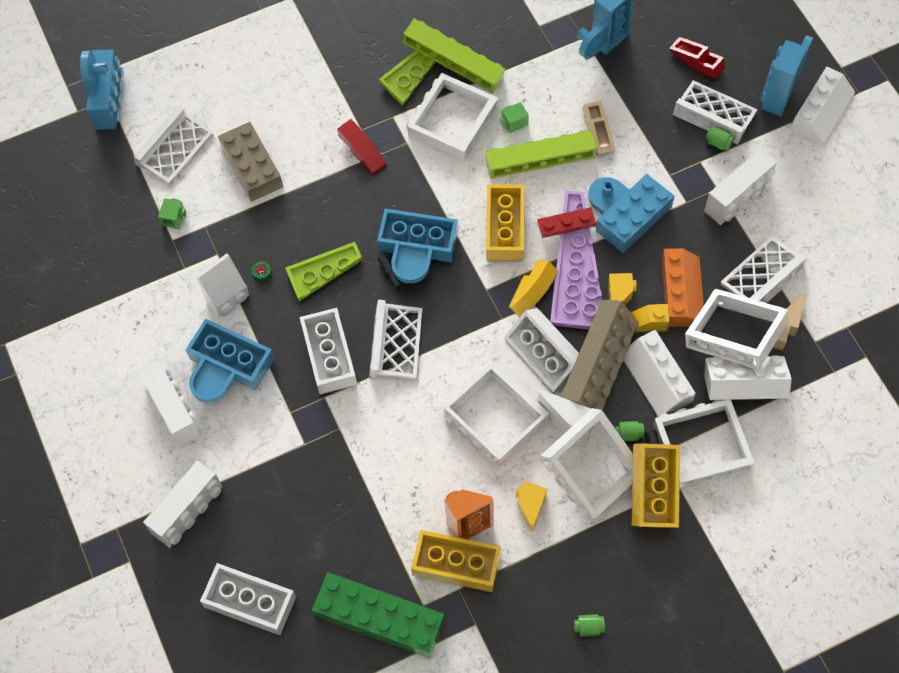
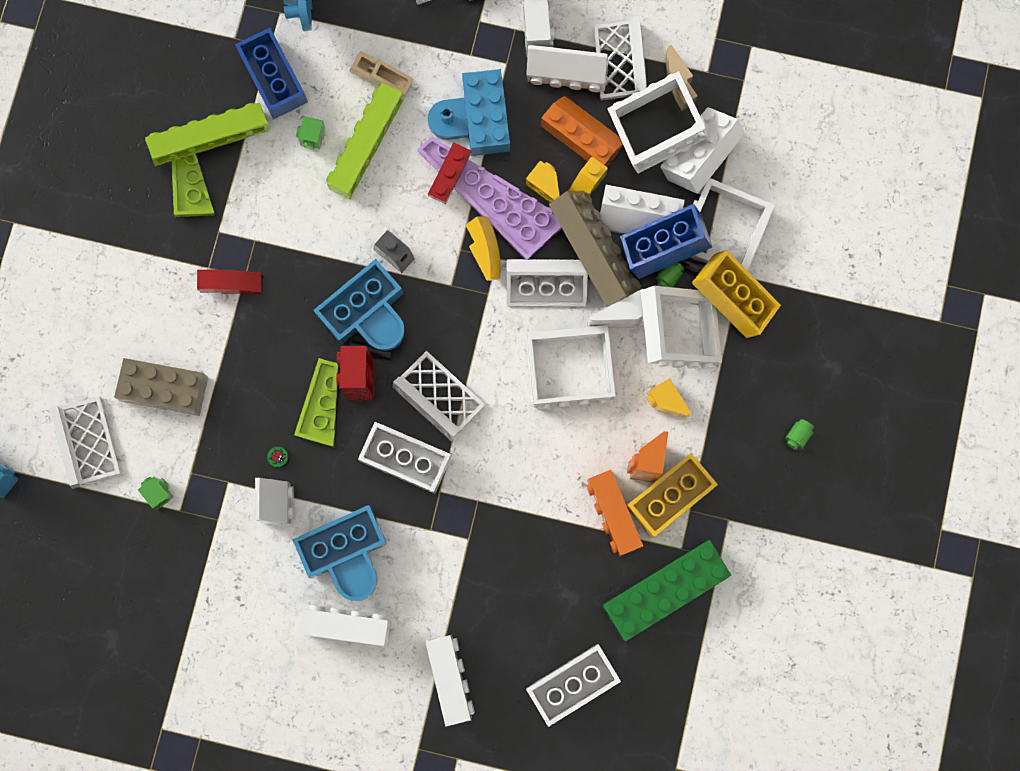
camera: 55 degrees left, 15 degrees up
(360, 266) = (356, 373): none -> red brick
(405, 535) = (614, 513): none -> orange brick
(441, 143) = (279, 214): white window -> none
(475, 226) = (393, 250): none -> dark grey torso
(505, 223) = (407, 220): yellow brick -> none
(533, 61) = (271, 73): none -> blue brick
(650, 402) = (666, 241): none -> blue brick
(718, 239) = (567, 68): none -> white slope

